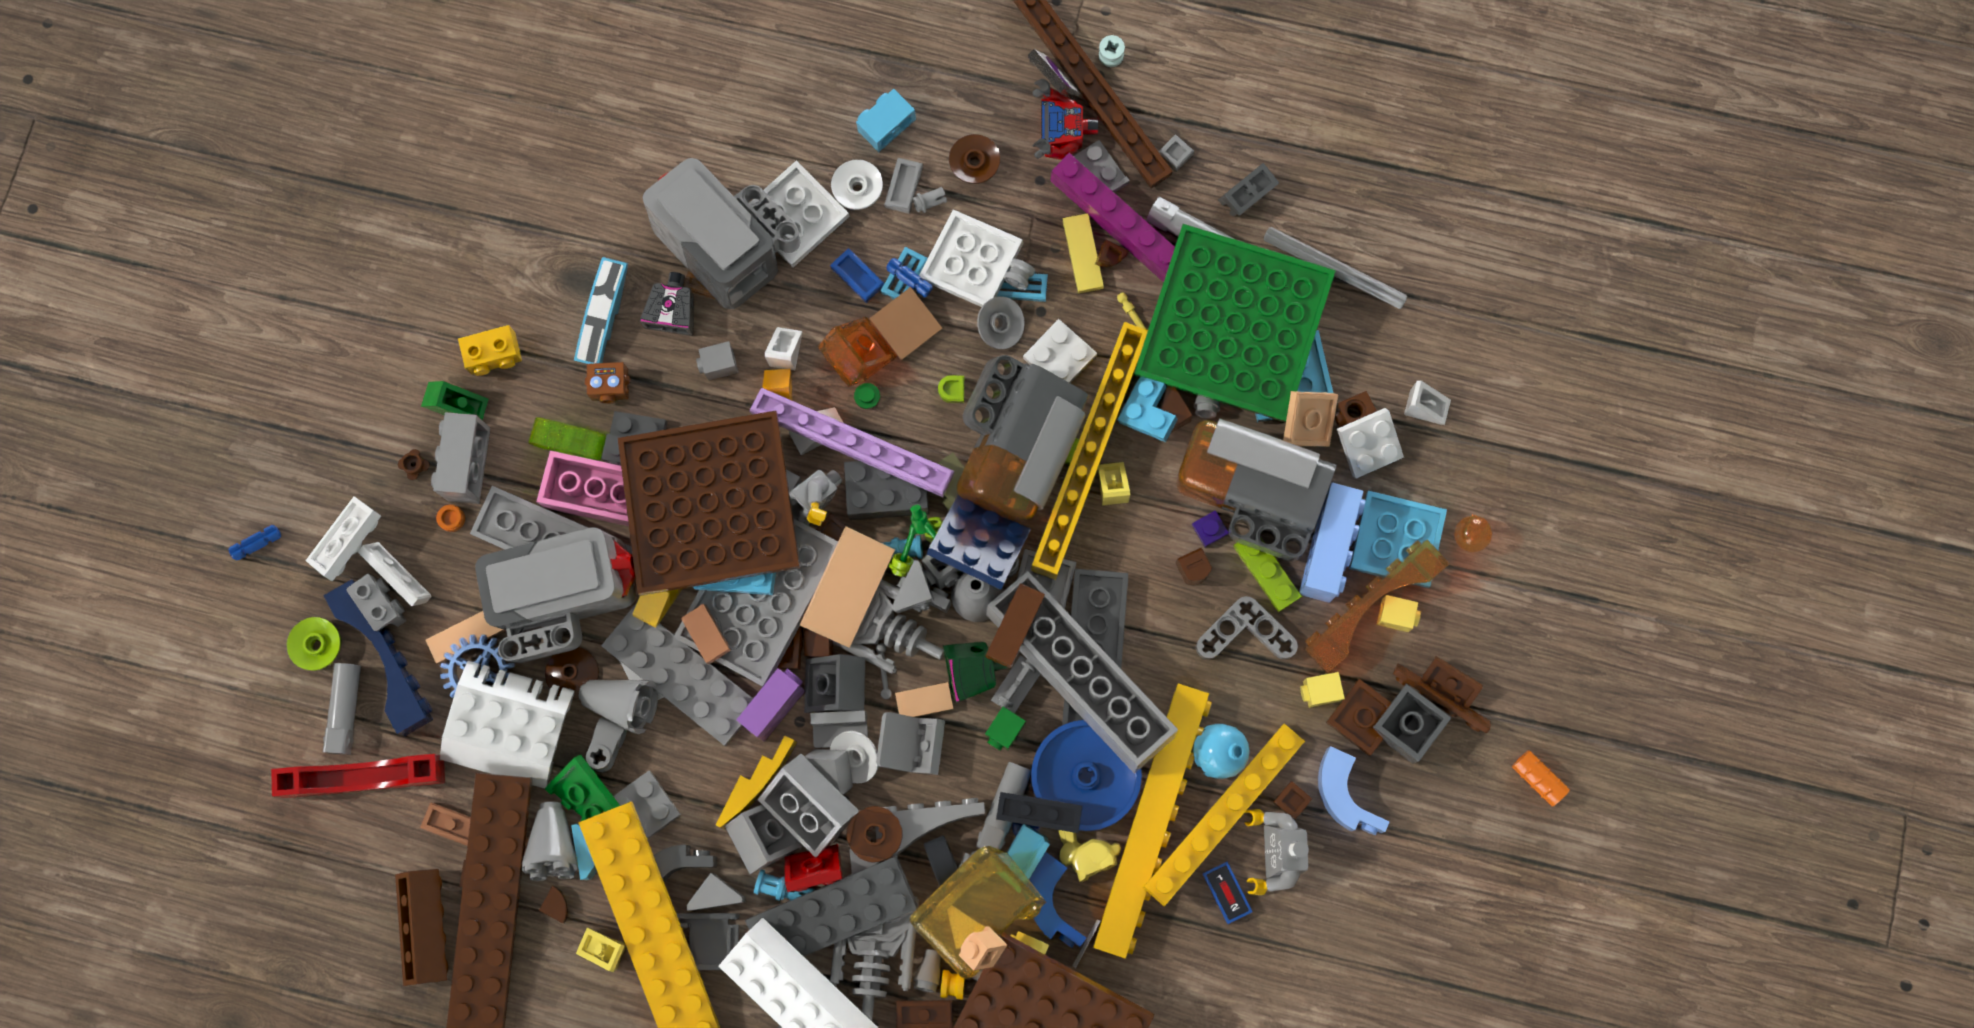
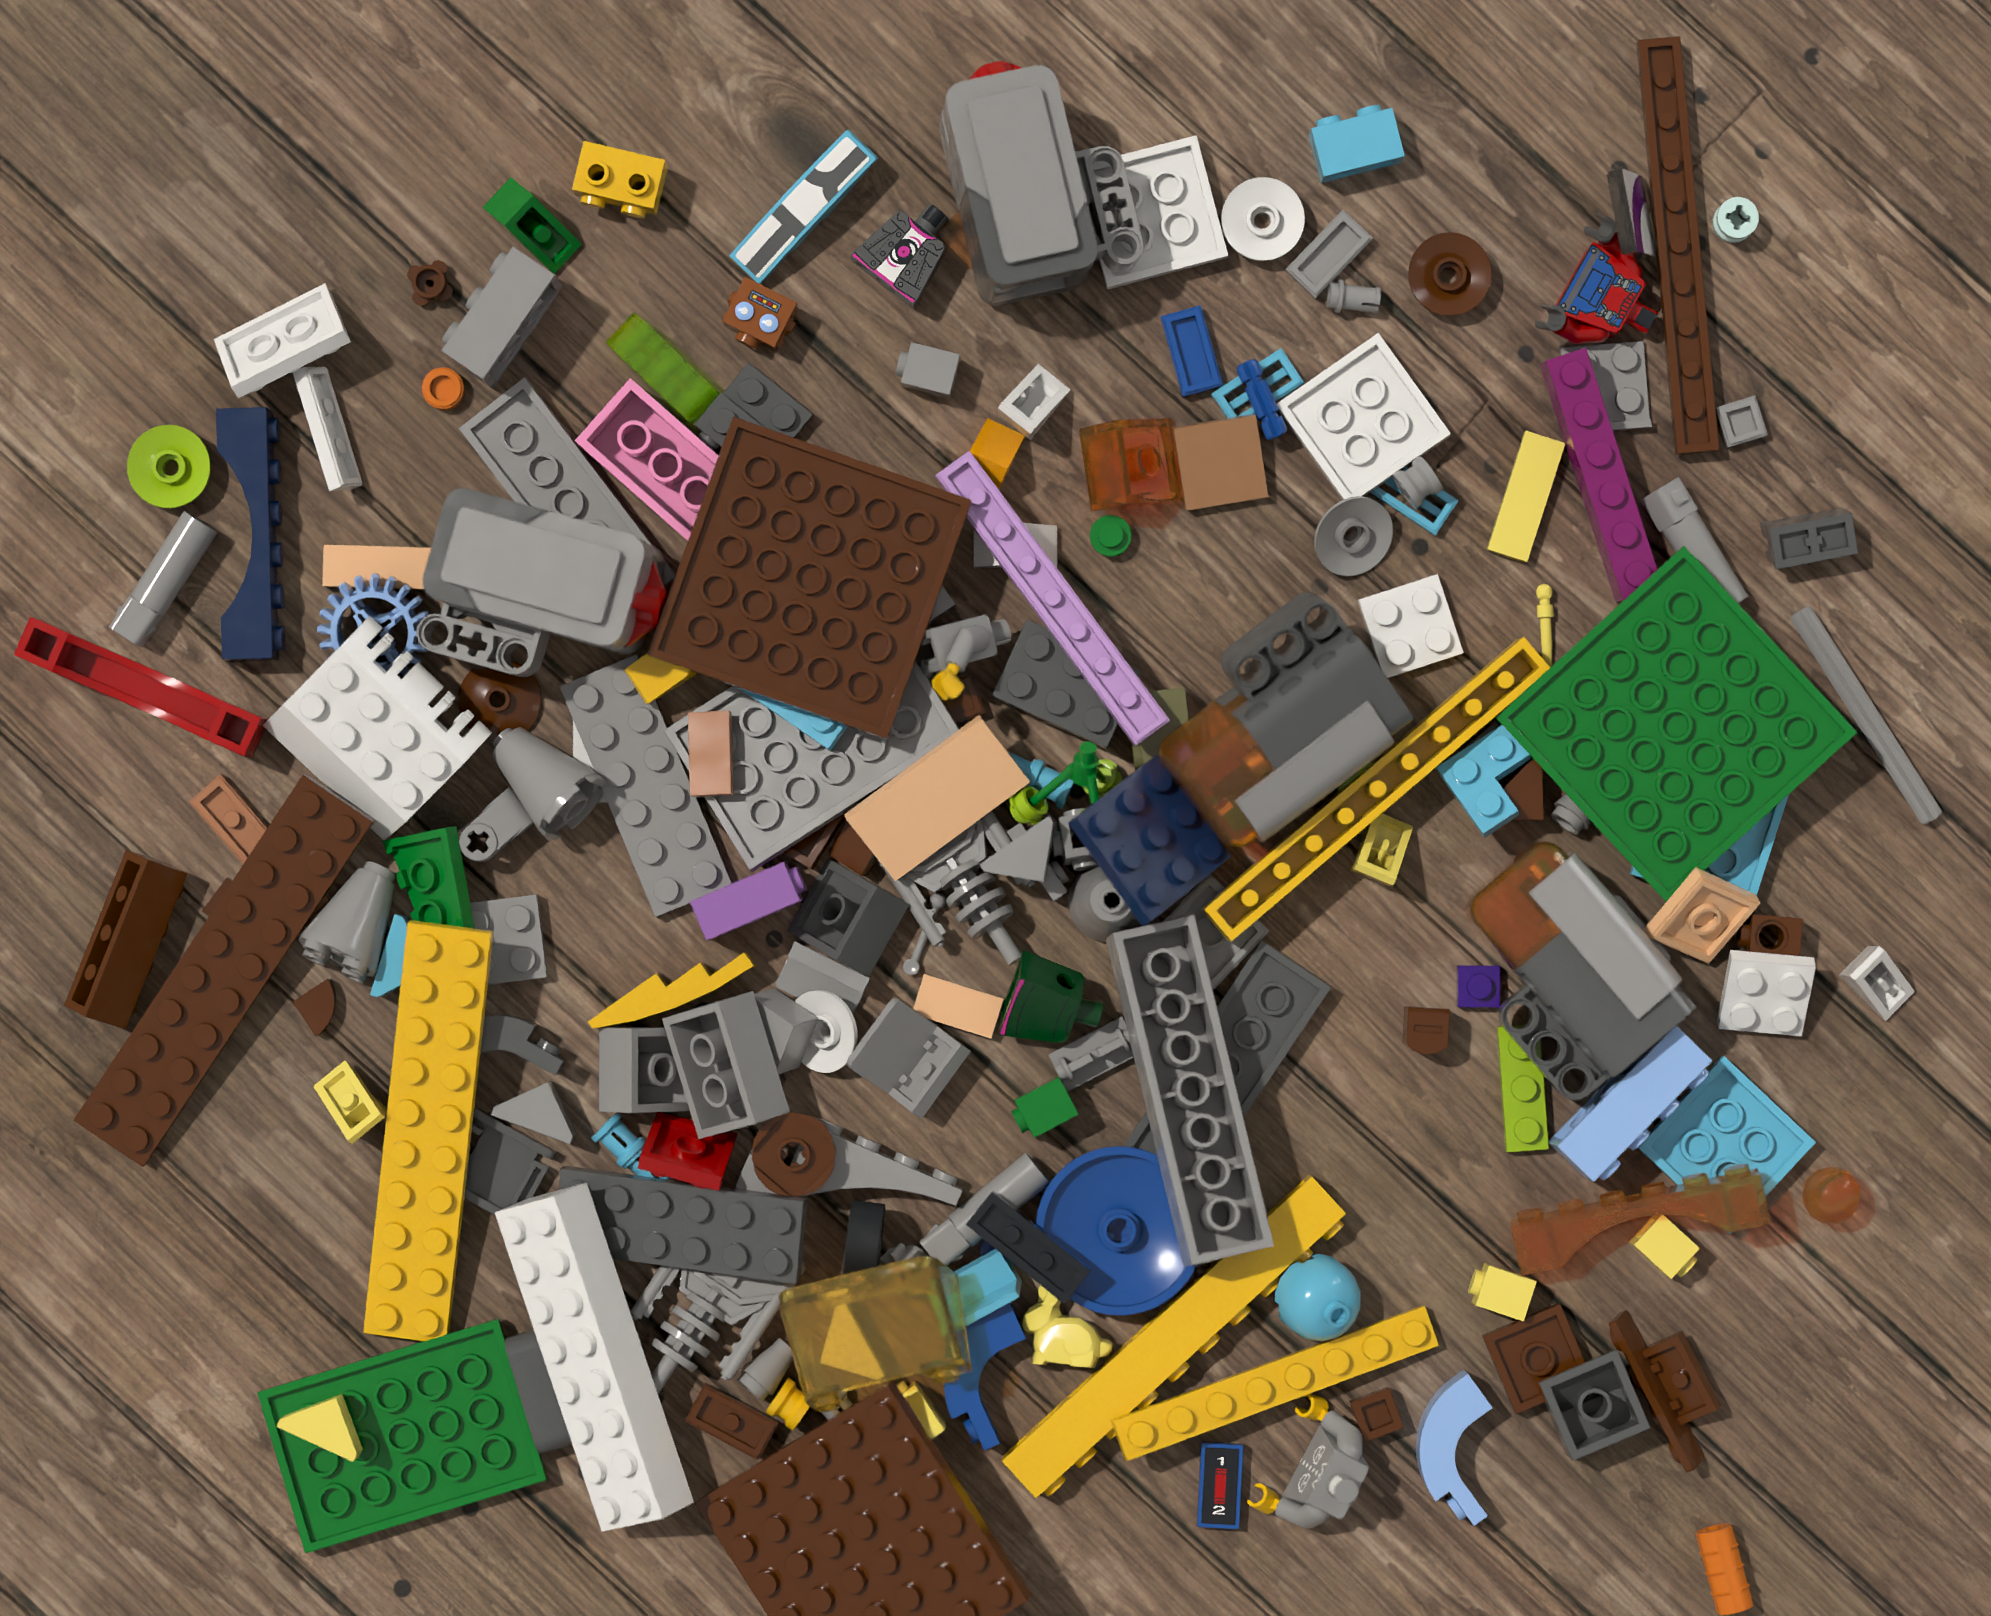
camera: 25 degrees right, 10 degrees up
(254, 542) = (155, 273): blue axle -> none
(375, 603) = (281, 457): light grey bracket -> none
(952, 389) = (1234, 590): lime tile -> none
(976, 947) = (853, 1390): light nougat brick -> none
(1015, 625) = (1134, 984): reddish brown tile -> none
(1086, 943) = (989, 1452): white sticker -> none
(1110, 254) = (1562, 521): reddish brown tile -> none
(1240, 622) = (1446, 1138): light grey beam -> none

